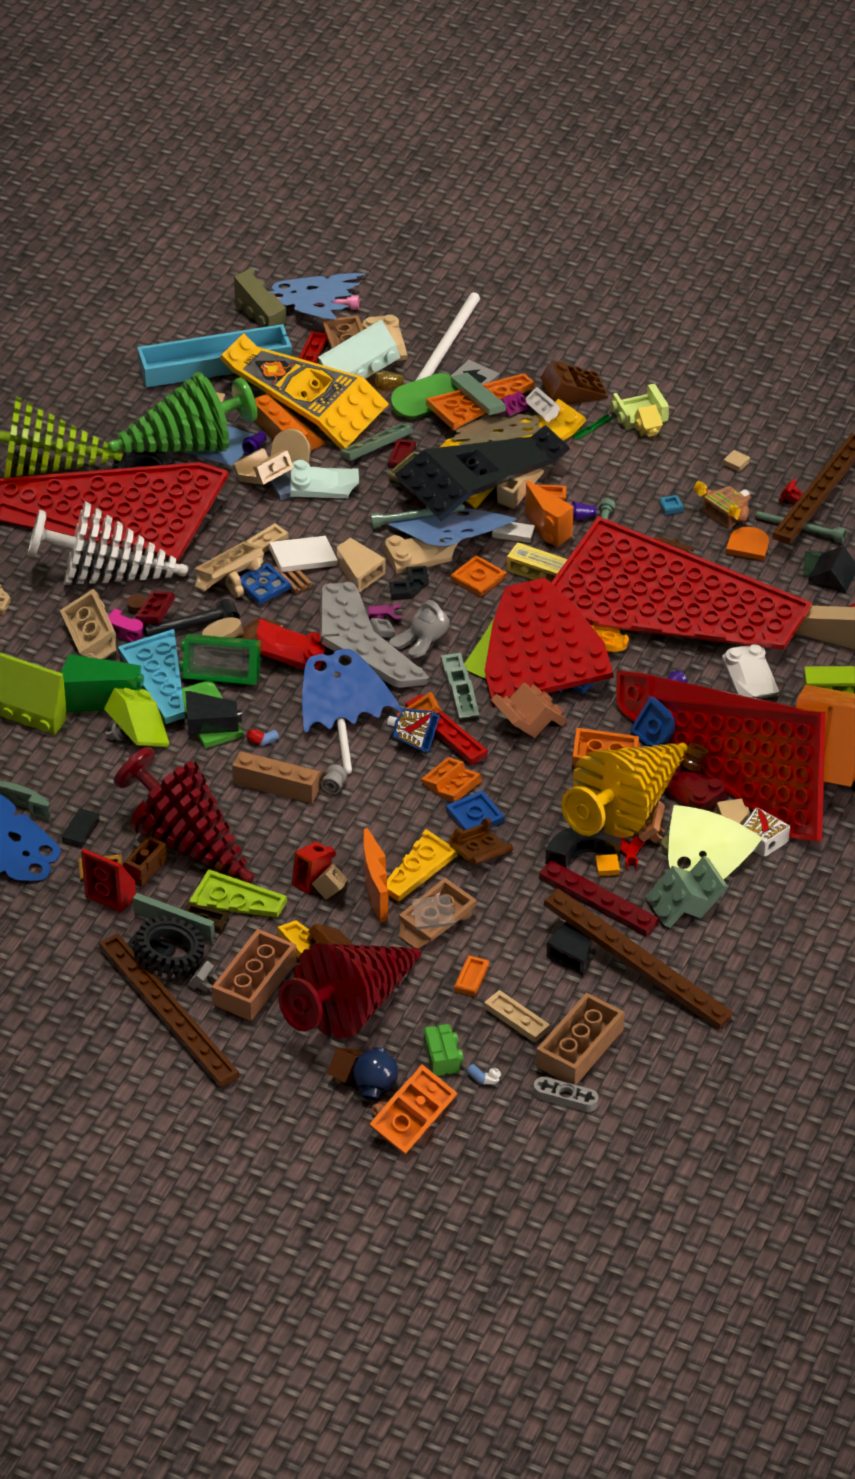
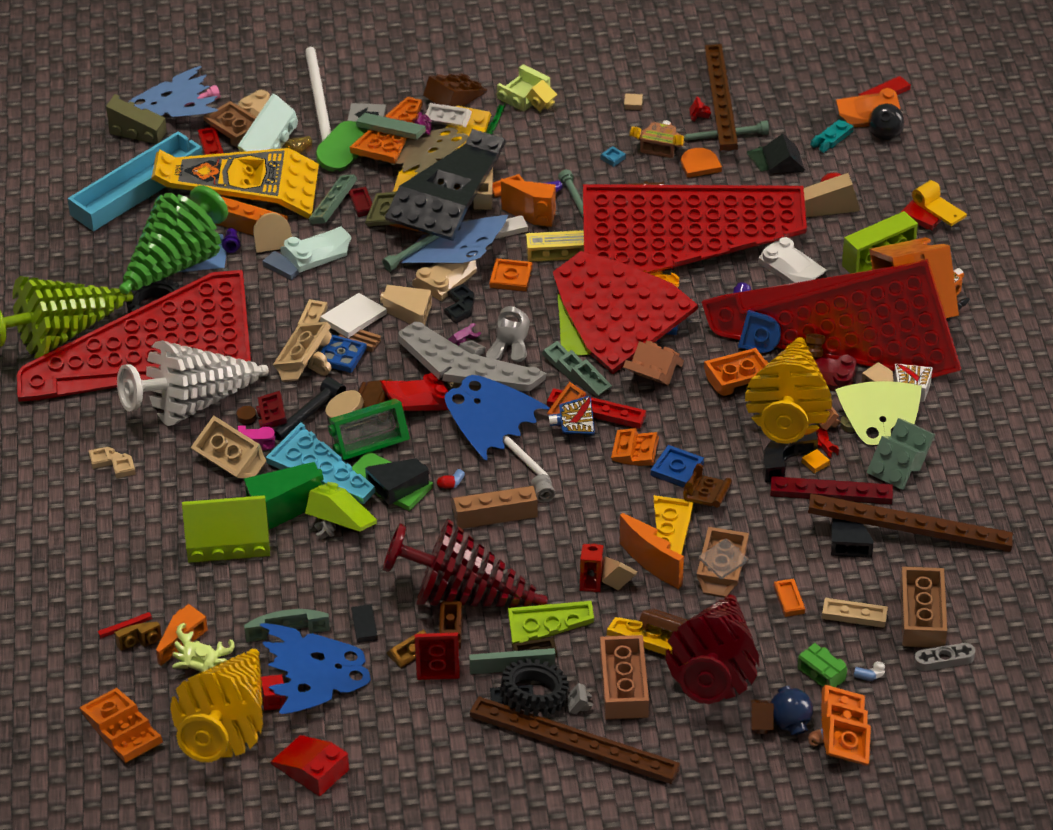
camera: 30 degrees left, 0 degrees up
(260, 469) = (262, 259): tan panel -> none

